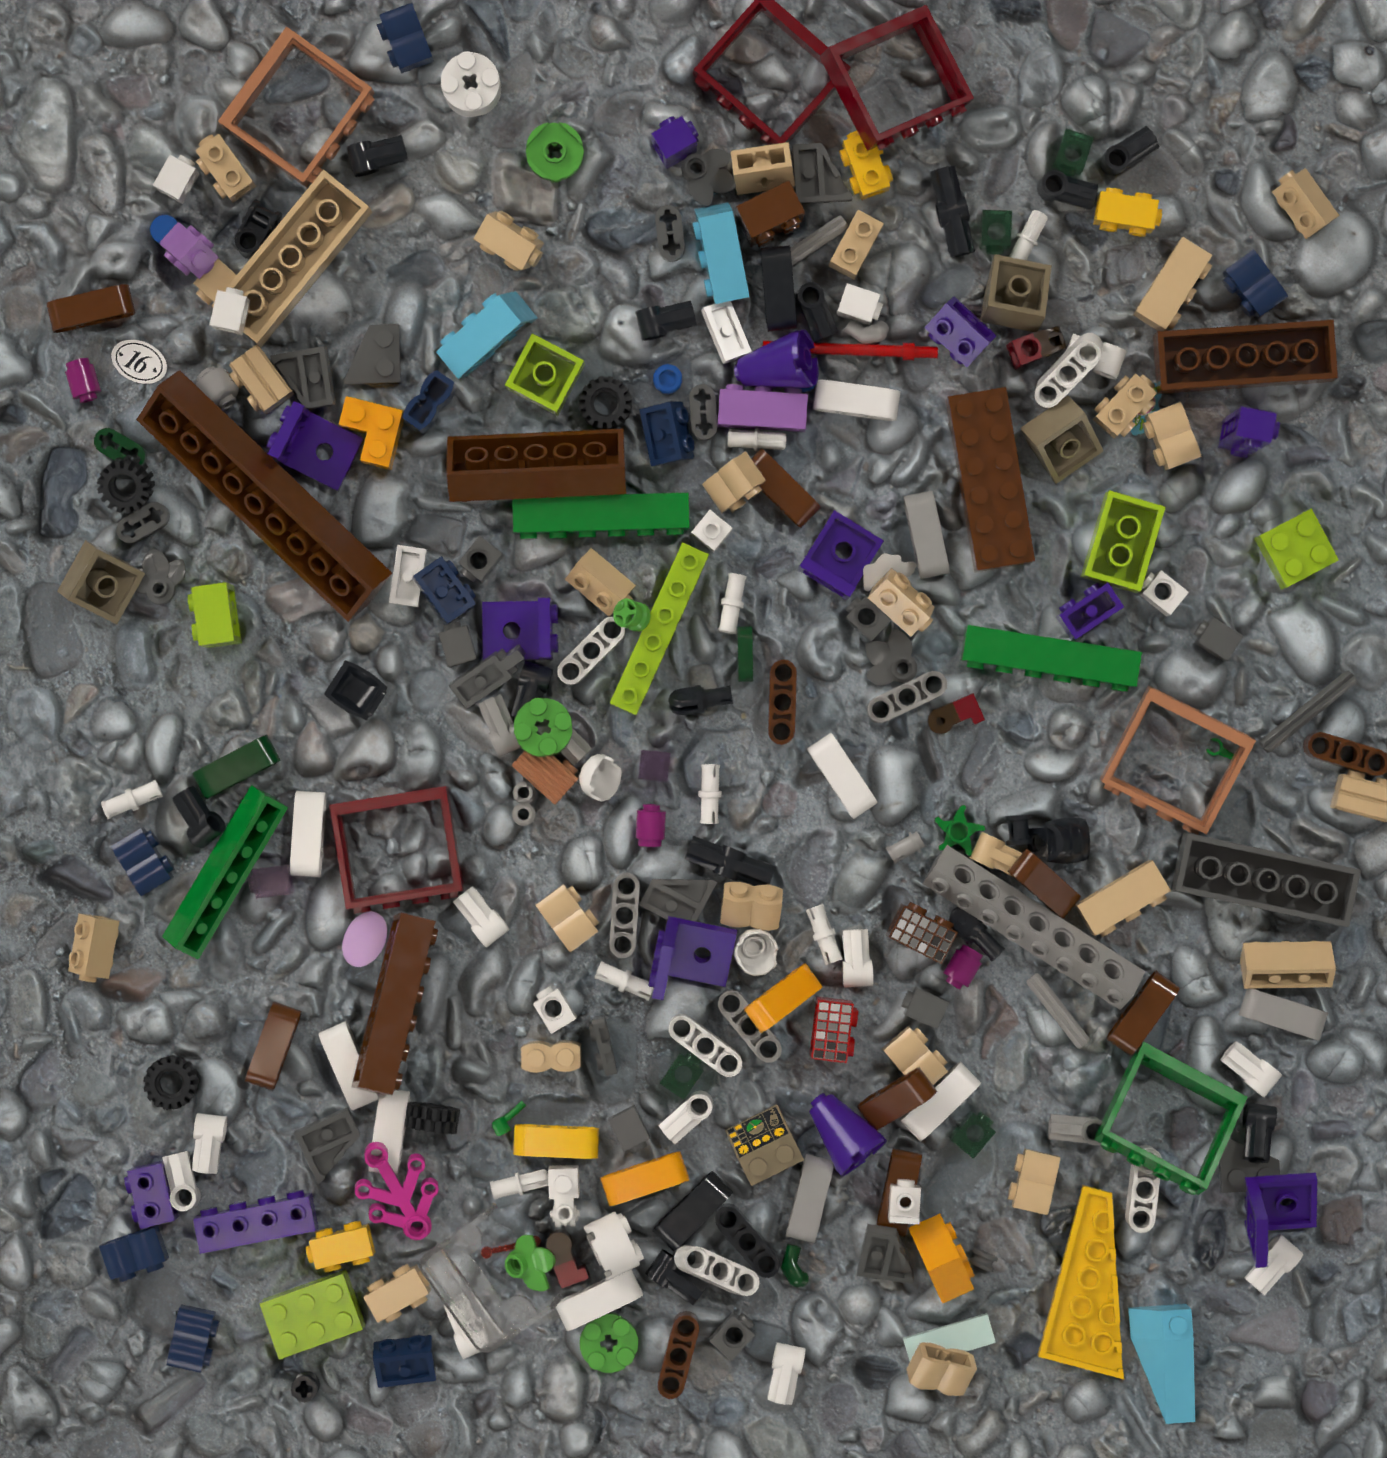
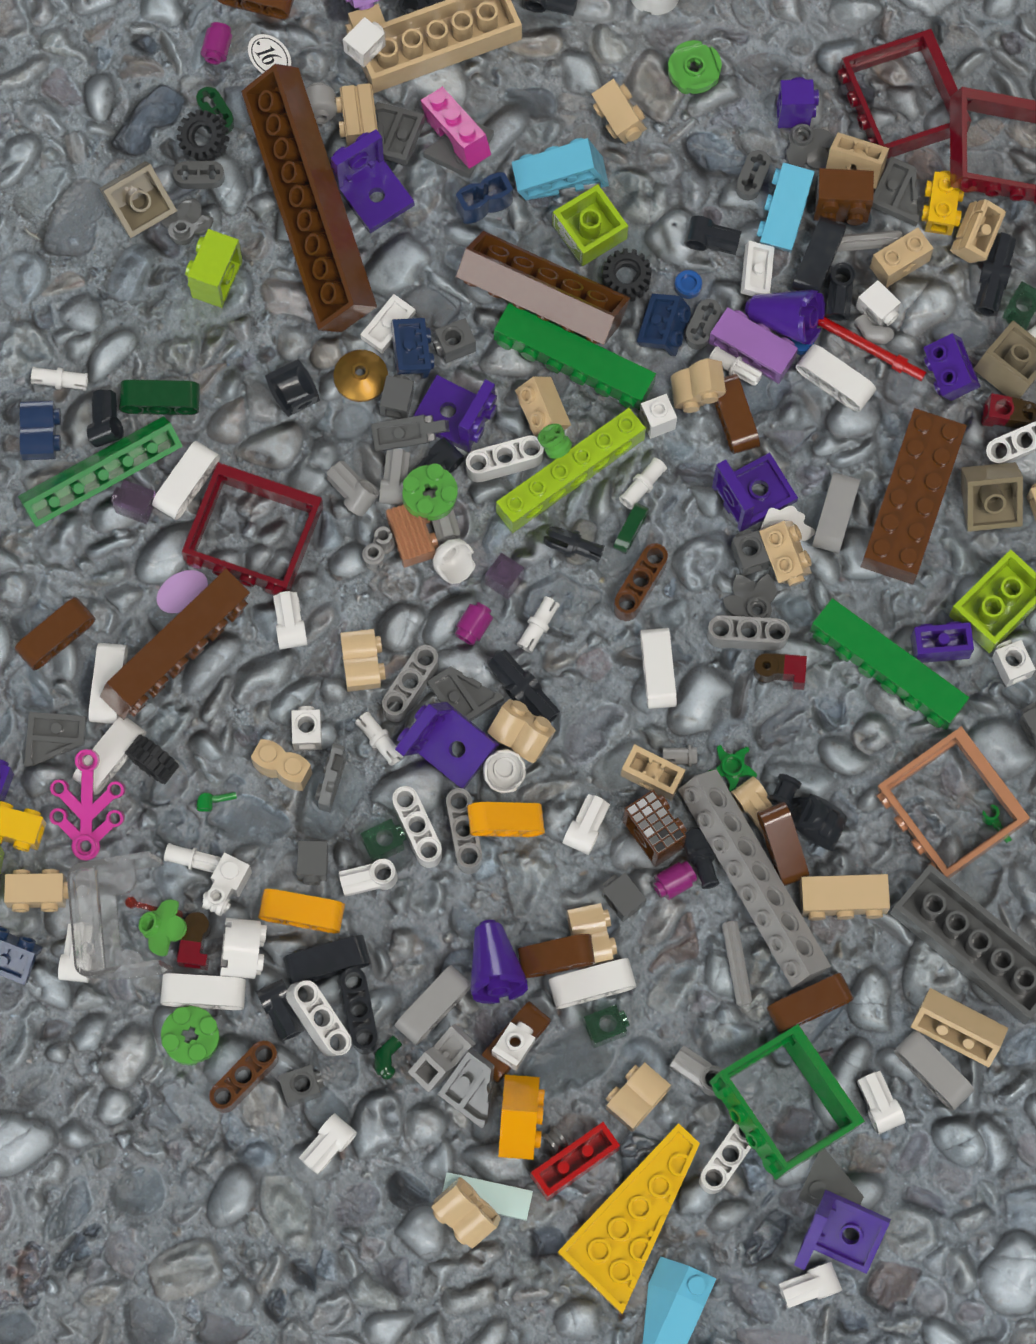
camera: 30 degrees right, 15 degrees down
(363, 345) = (450, 119): none -> dark pink arch
(381, 427) = (432, 197): light orange brick -> none
(424, 645) = (362, 387): none -> pearl gold dish
(474, 760) = (358, 492): none -> light grey piece
(556, 1141) = (244, 839): yellow beam -> none
(764, 1145) = (420, 939): dark tan slope -> none
(824, 934) = (570, 790): white pin -> none
(832, 1029) = (532, 868): brick -> none
(844, 1245) = (441, 1059): none -> light grey brick
(891, 880) = (652, 772): none -> tan brick
(915, 179) = (978, 231): none -> tan brick
(1012, 1271) = (575, 1161): none -> red brick
(1259, 1125) = (860, 1156): black piece -> none

